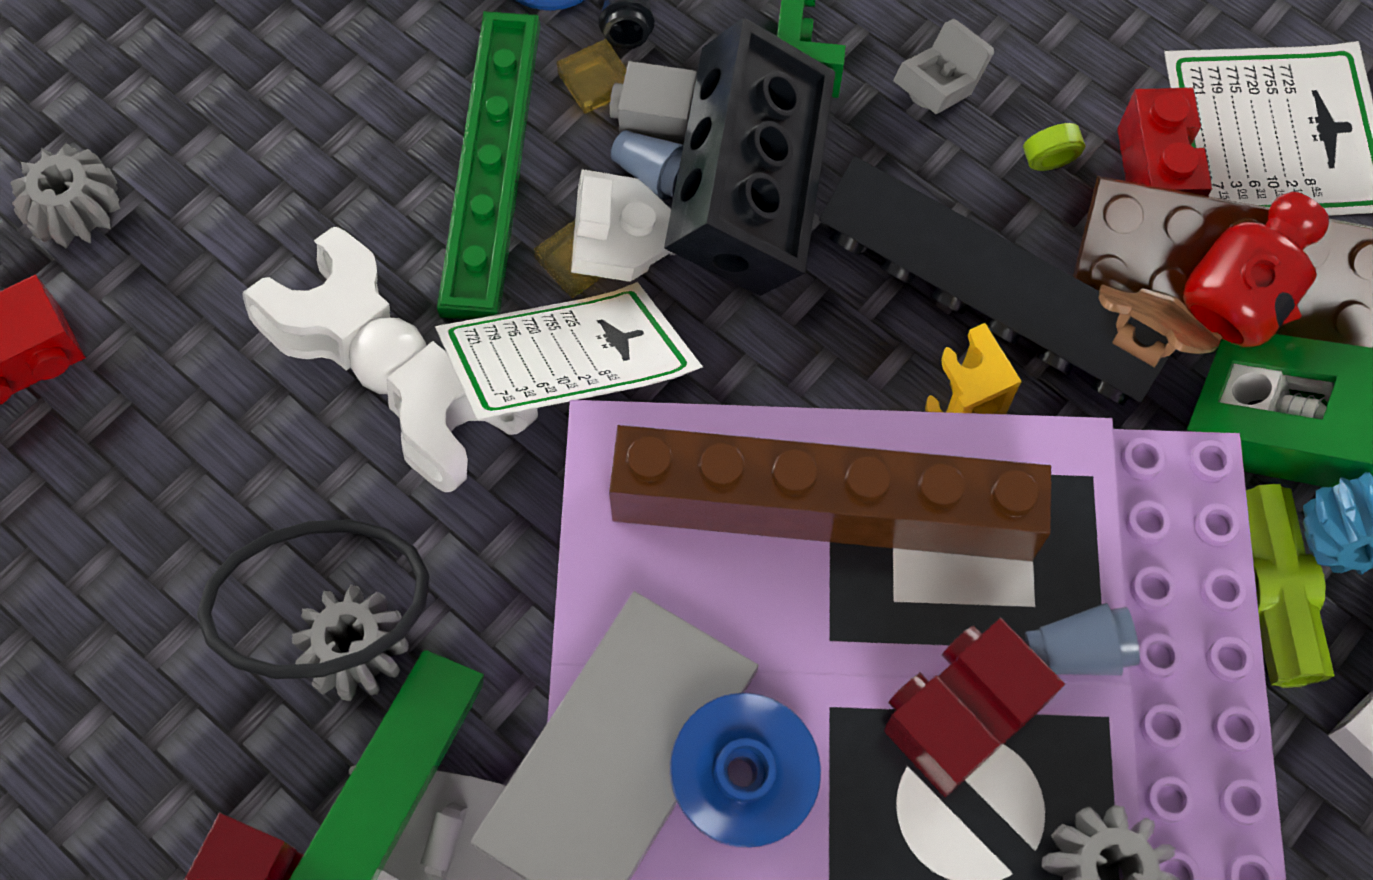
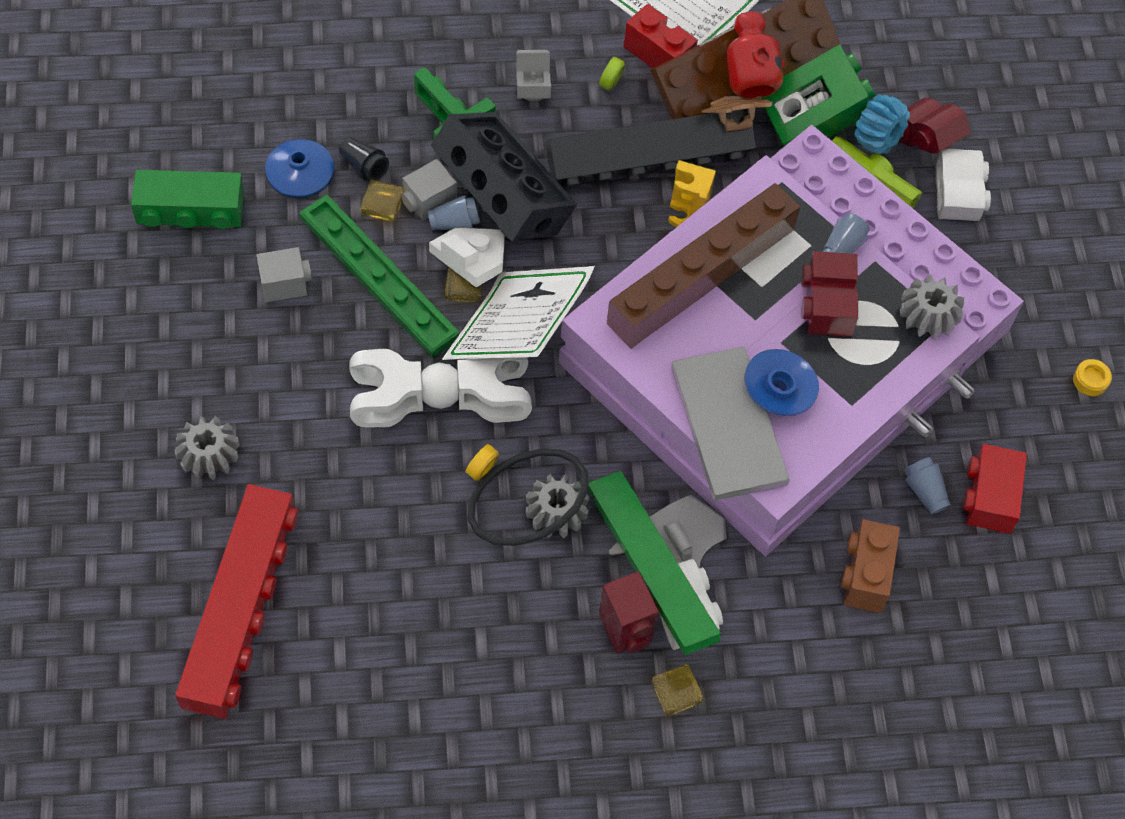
camera: 50 degrees left, 5 degrees down
(331, 500) = (482, 462): none -> yellow tile
(376, 65) = (283, 274): none -> light grey brick

